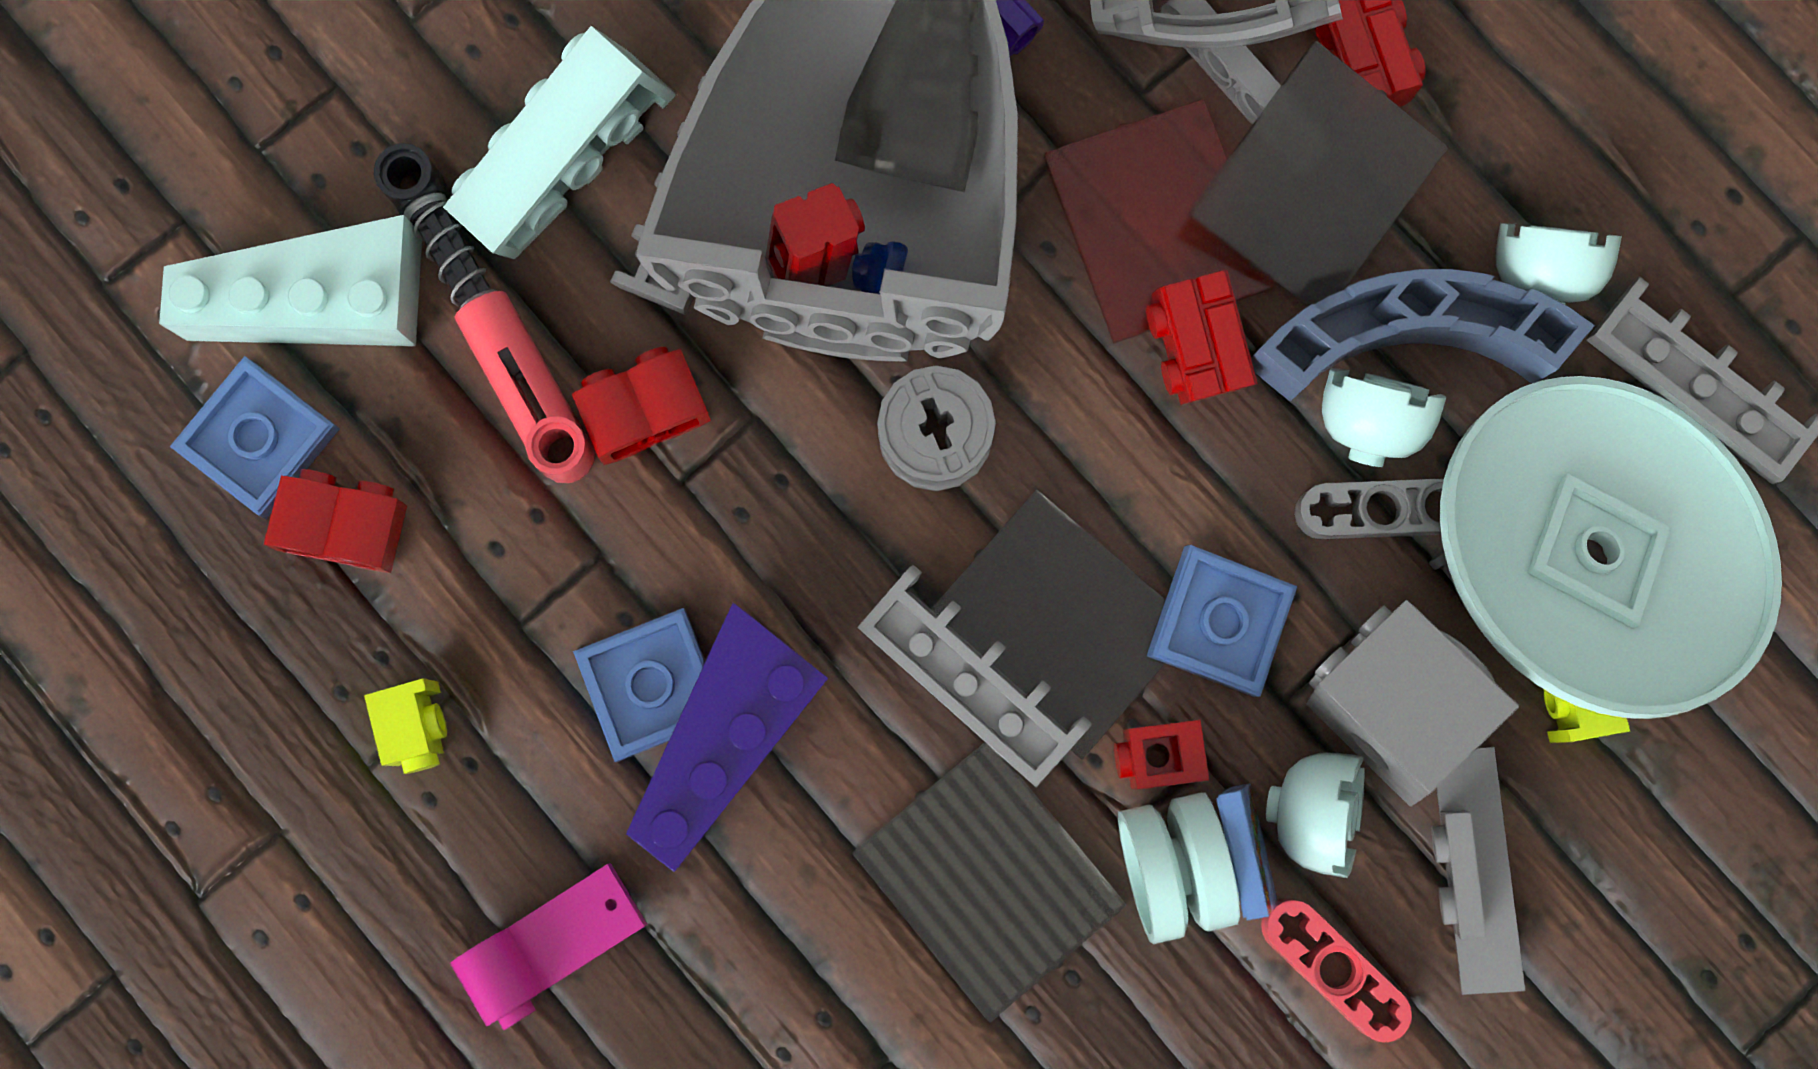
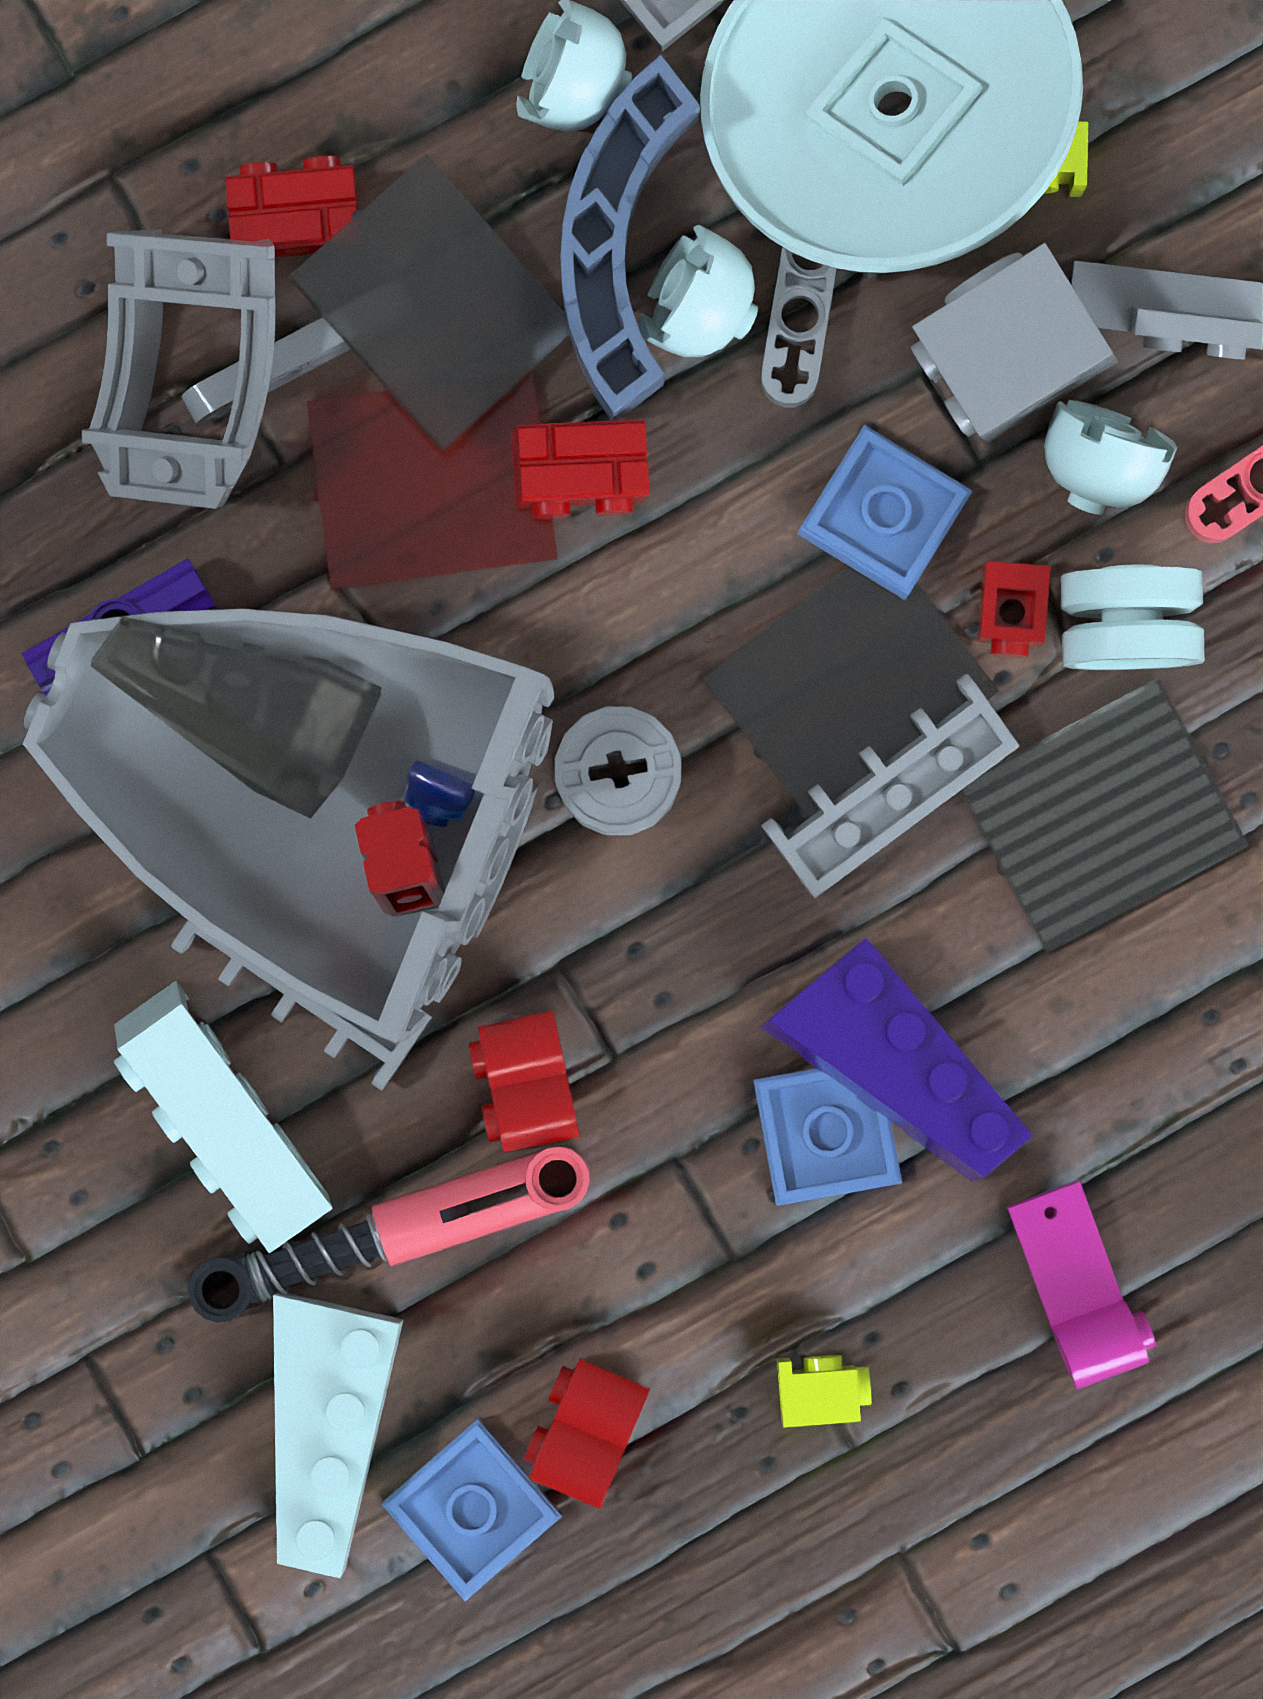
camera: 75 degrees left, 5 degrees up
(1247, 851) = (1129, 542): medium blue tile -> none

